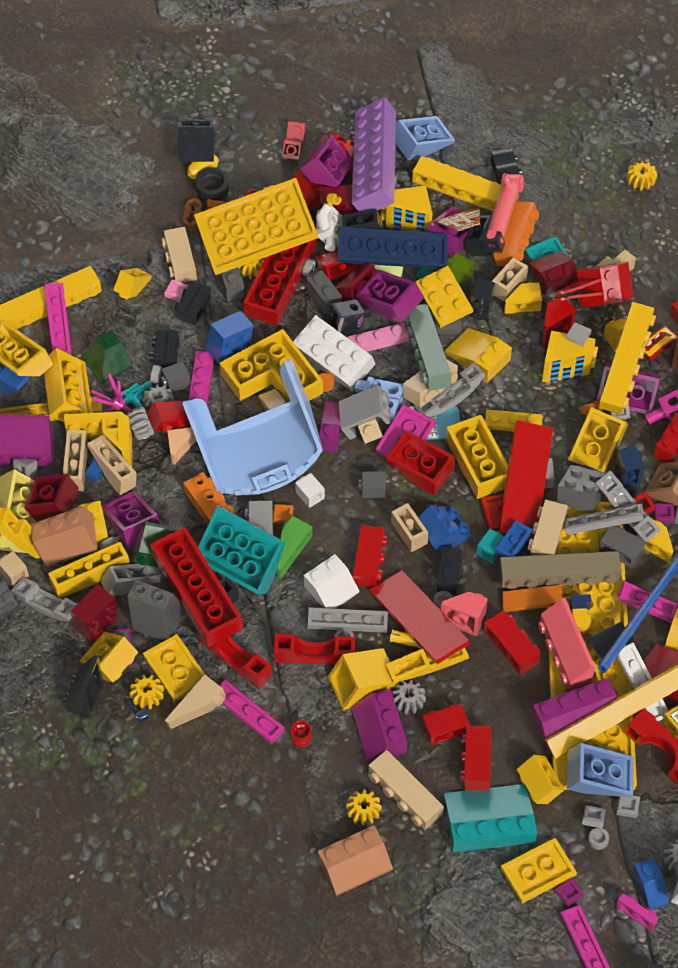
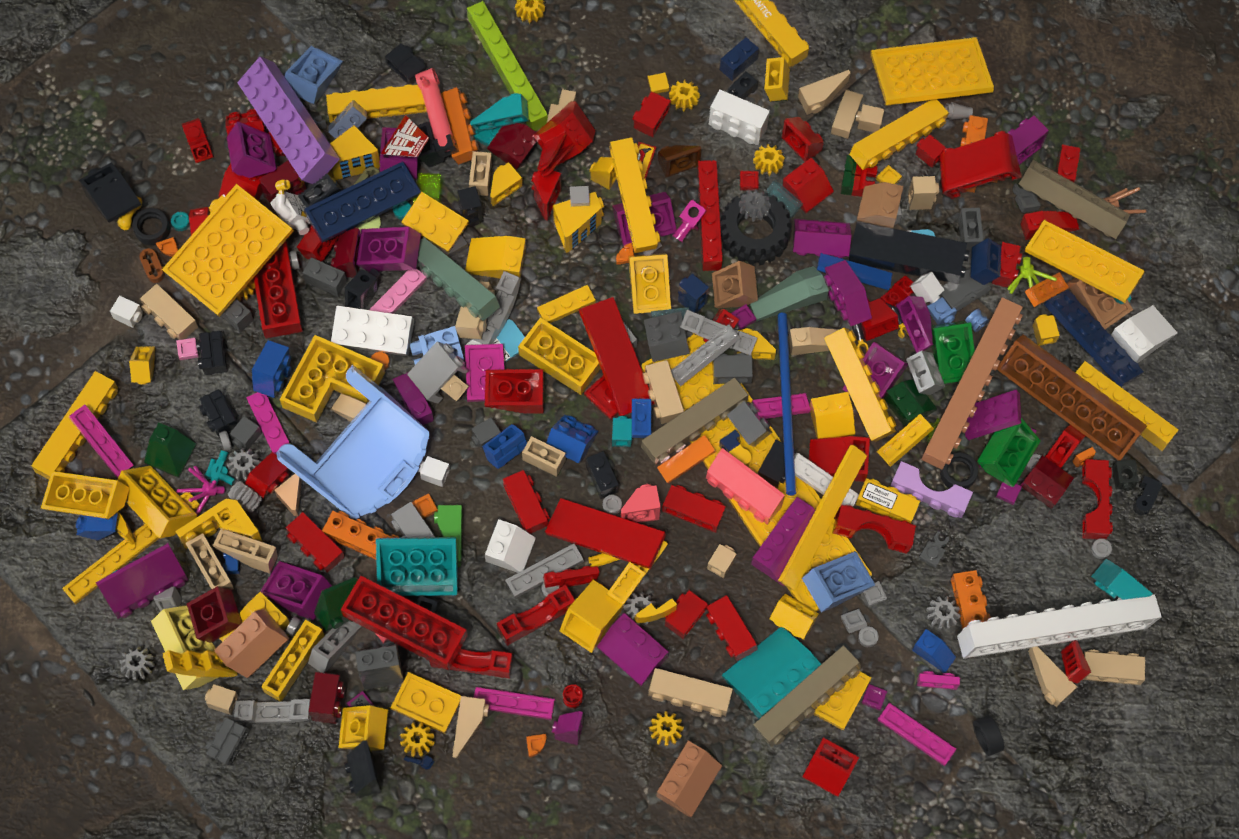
camera: 35 degrees left, 10 degrees up
(28, 393) = (123, 529): none -> yellow slope
(147, 237) = (126, 311): none -> white brick
(171, 491) = (314, 543): none -> red brick
(237, 192) = (180, 221): none -> teal tile
(244, 755) = (535, 744): none -> orange tile
(280, 756) = (568, 727): none -> magenta slope
(365, 636) = (571, 577): none -> red hinge
(381, 501) = (505, 446): none -> blue brick
(410, 701) = (651, 614): none -> yellow slope
(432, 181) = (350, 116): none -> sand blue brick
(487, 925) = (830, 767): none -> red slope
(506, 852) = (808, 696): none -> dark tan brick
(508, 698) = (722, 560): none -> tan brick
(561, 240) = (504, 112): none -> teal slope
(590, 208) = (506, 63): none -> lime brick
(607, 597) = (749, 423): none -> dark grey brick

